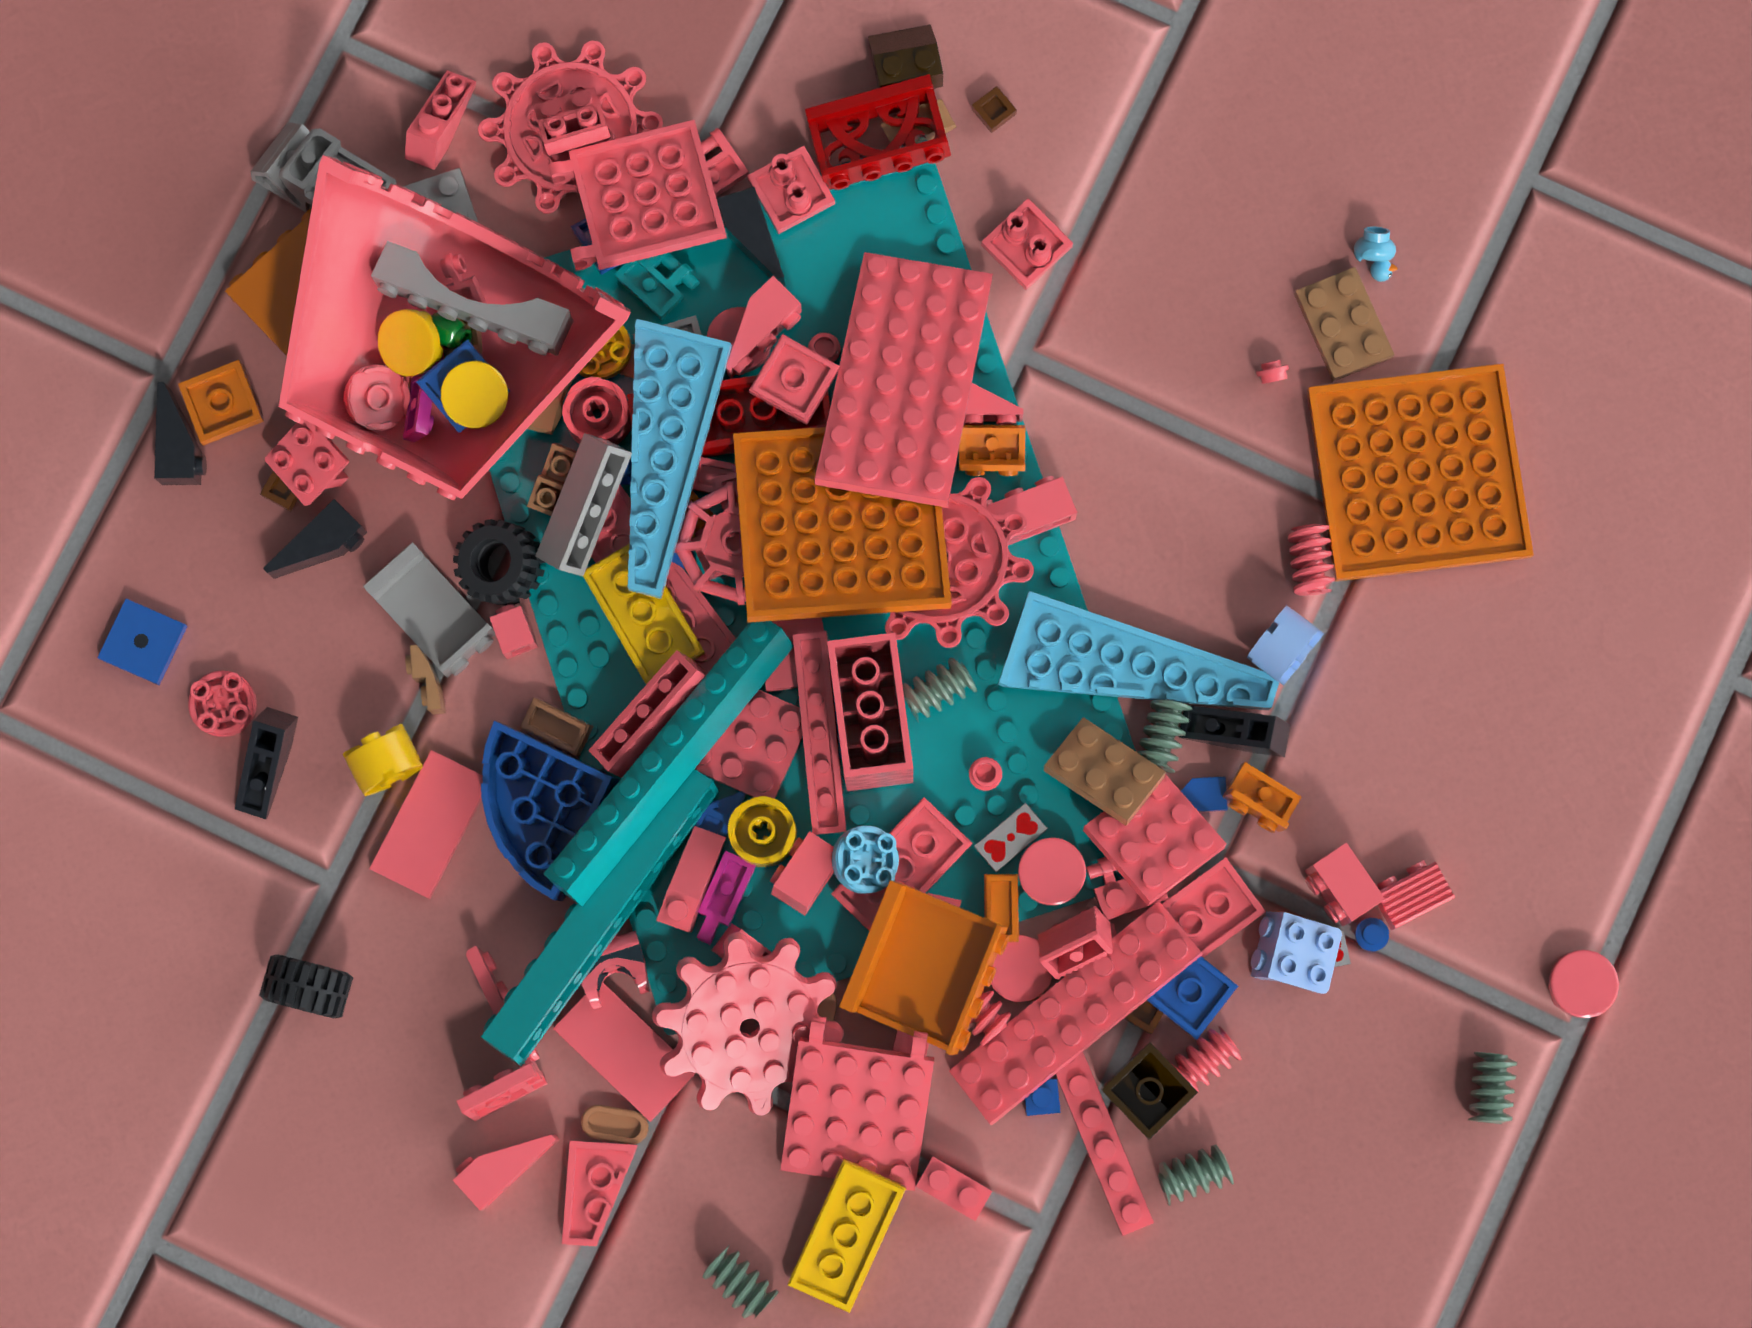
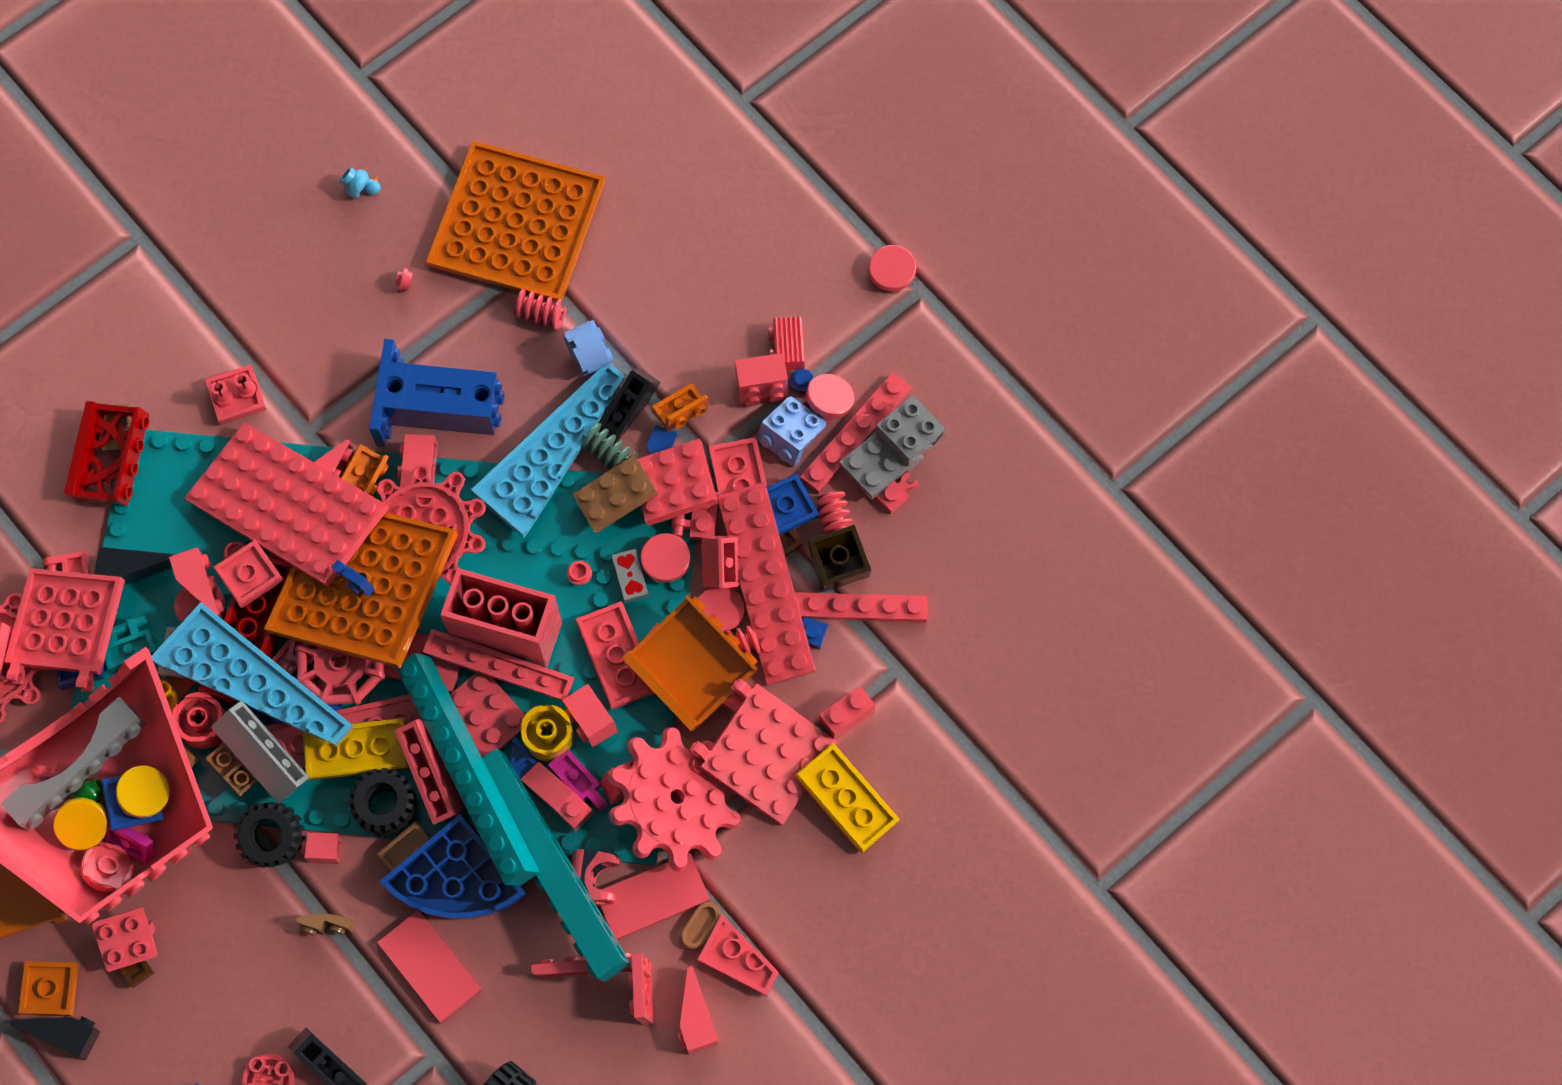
camera: 70 degrees left, 10 degrees down
(323, 539) = (188, 957): black slope -> none
(383, 760) = (368, 975): yellow brick -> none
(430, 611) = (278, 901): light grey panel -> none
(579, 652) = (376, 783): none -> black tyre
(739, 1283) = (848, 882): sand green piece -> none
(791, 189) = (114, 526): coral plate -> none
(830, 516) = (356, 582): none -> blue plate
(865, 859) = (599, 671): medium azure tile -> none
(906, 56) = (63, 415): dark brown slope -> none
(938, 688) = (504, 566): sand green piece -> none
(994, 109) = (132, 375): reddish brown plate -> none
(1002, 902) = (666, 598): orange tile -> none
(1128, 484) = (433, 398): none -> blue brick
(1194, 1173) = (904, 555): sand green piece -> none
(1271, 1121) = (895, 494): none -> coral plate
(1329, 1094) = (893, 447): none -> light grey piece
(1333, 1035) = (855, 432): none -> coral plate
(1344, 324) = (395, 224): medium nougat plate -> none
(1364, 981) = (829, 396): none -> coral tile
(1492, 1088) = (933, 349): sand green piece -> none

